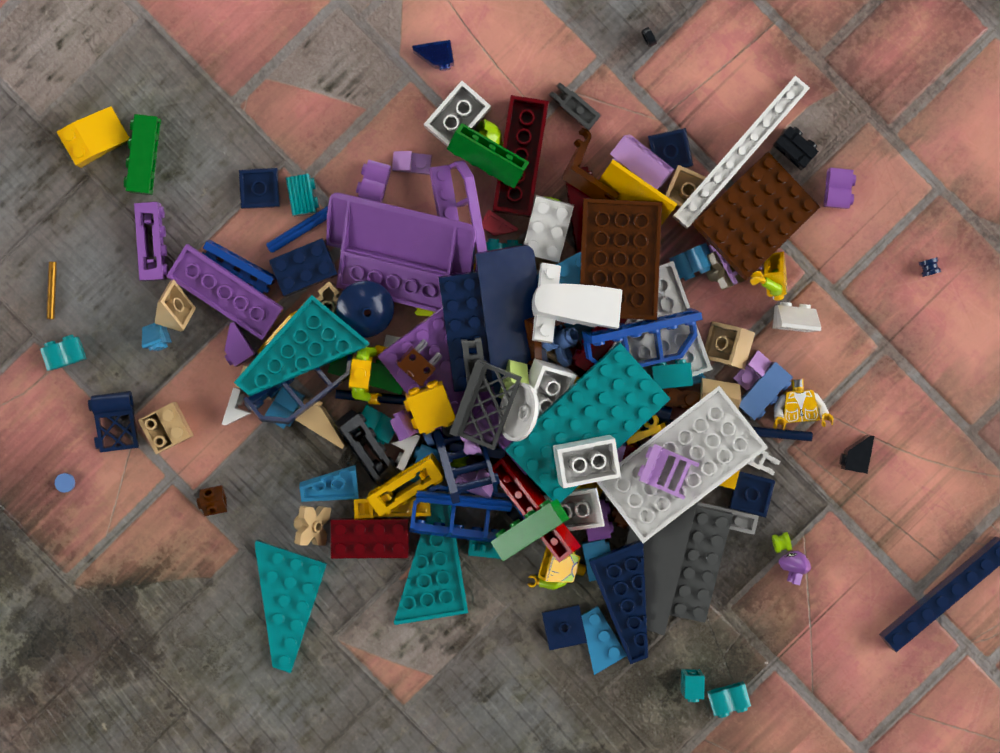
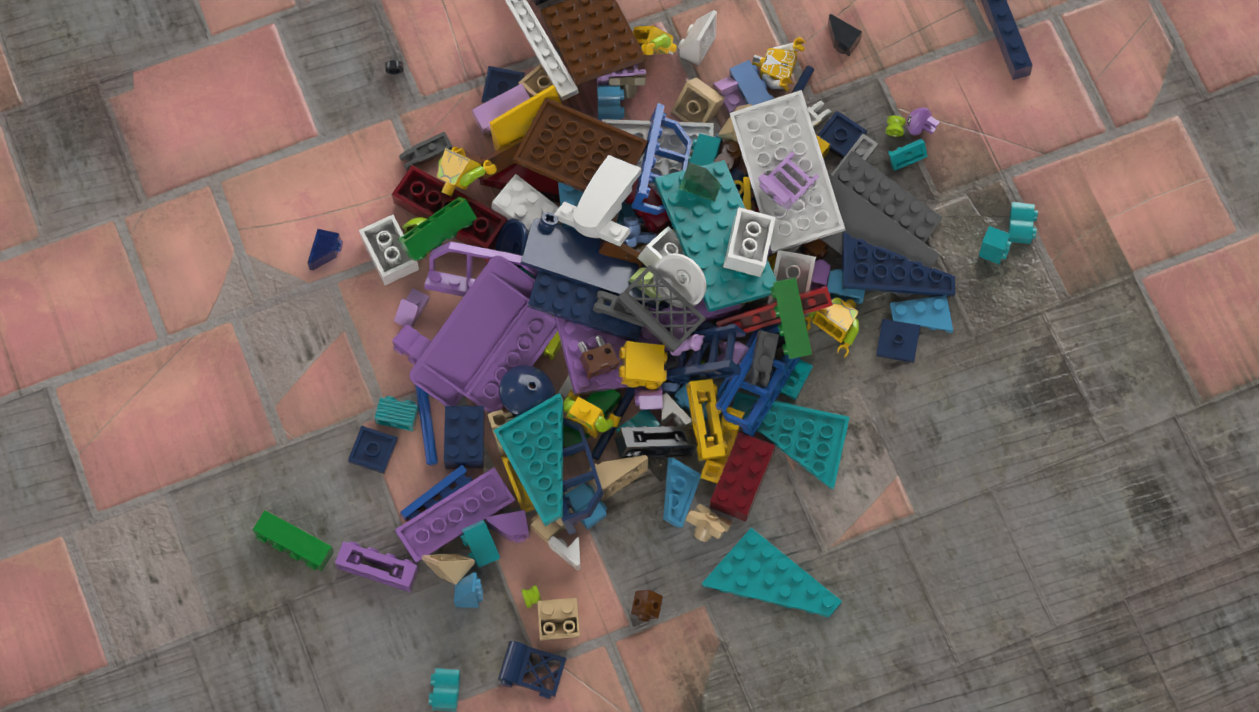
camera: 70 degrees left, 20 degrees down
(51, 290) = (380, 679): pearl gold bar -> none
(93, 136) = (254, 581): yellow slope -> none
(179, 393) = (531, 596): none -> lime wheel
(206, 327) = (480, 544): none -> teal brick
(483, 516) = (763, 357): none -> dark grey hinge
(505, 231) = (512, 238): none -> dark blue dish
(538, 259) = (547, 225): none -> dark blue bush
(557, 149) = (460, 170): none -> torso
(630, 388) = (700, 182): none -> clear green slope
(756, 566) = (908, 154): none -> teal plate

